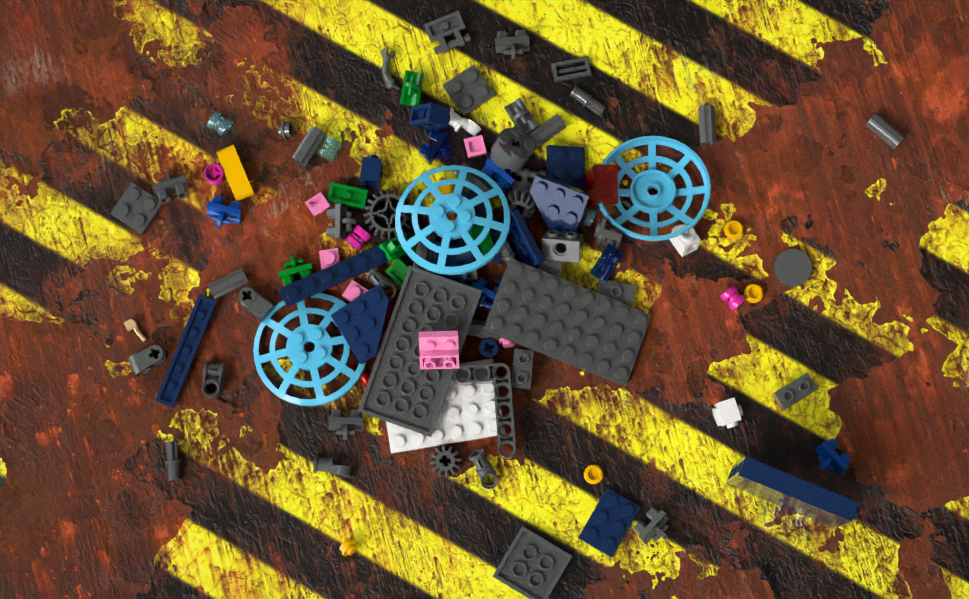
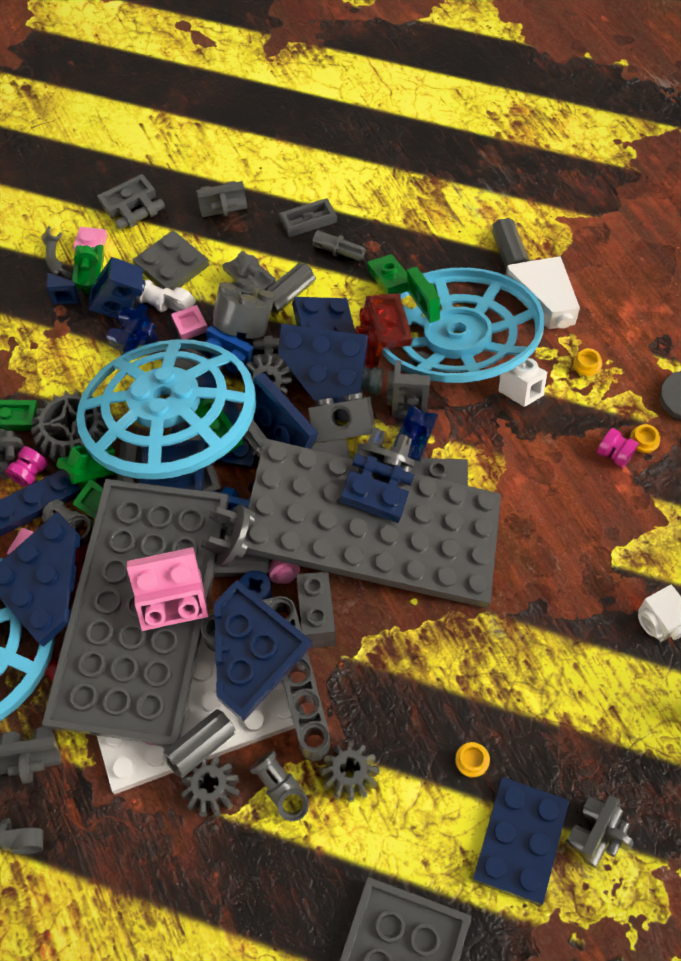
camera: 10 degrees left, 20 degrees down
(371, 171) = (36, 370): dark blue brick -> none
(391, 103) = (61, 290): none -> dark blue slope
(414, 60) = (90, 237): none -> bright pink plate
(443, 438) = (199, 743): none -> dark grey axle
(481, 320) = (232, 541): none -> dark grey plate
(481, 393) = (252, 649): none -> dark blue plate
(528, 473) = (337, 771): none -> dark grey gear
(569, 308) = (373, 495): none -> dark blue plate
(587, 281) = (396, 455): none -> dark grey plate
(618, 135) = (388, 274): none -> green plate
(635, 164) = (423, 294): none -> green plate
(722, 169) = (552, 288): none -> white slope

